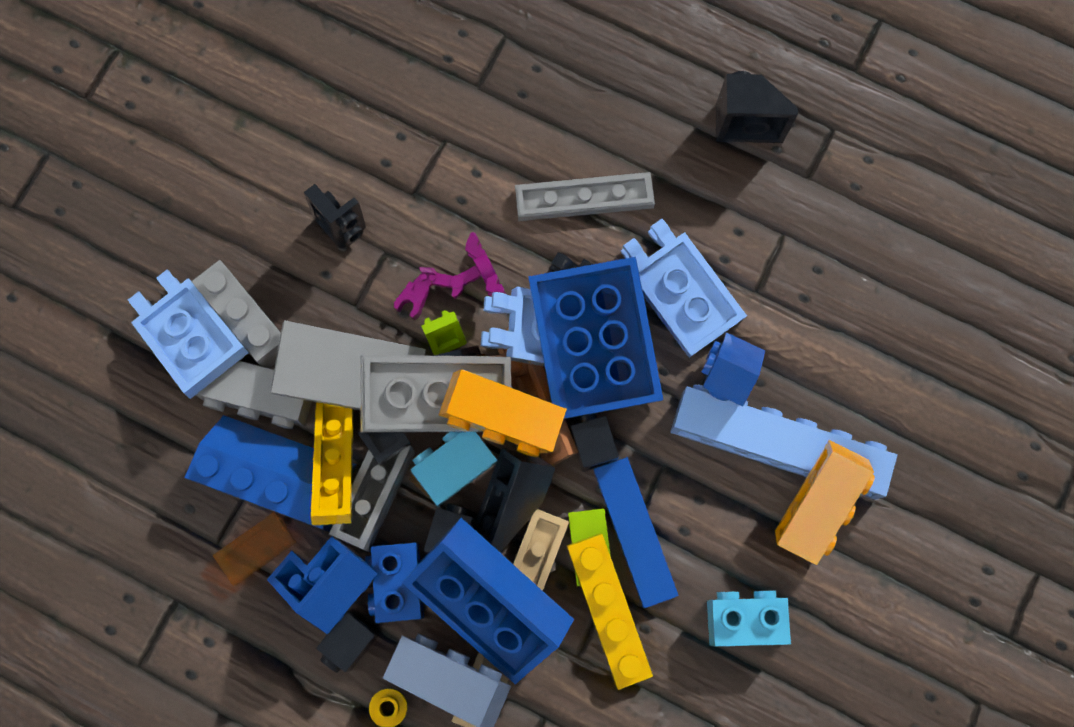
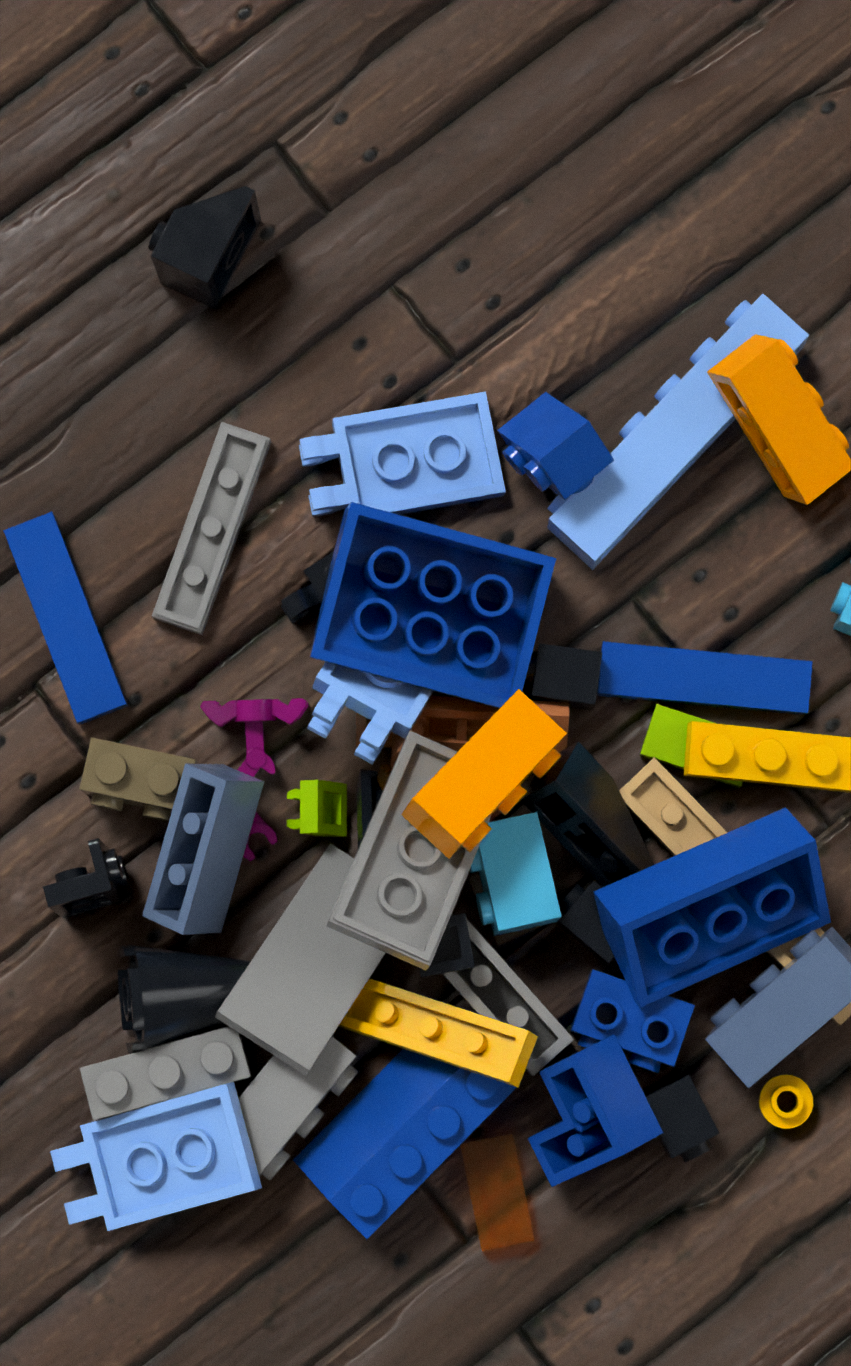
camera: 60 degrees left, 5 degrees up
(289, 292) = (172, 993): none -> black cone
(384, 271) = (203, 848): none -> sand blue brick
(413, 219) = (132, 776): none -> dark tan brick
(490, 139) = (65, 618): none -> blue tile

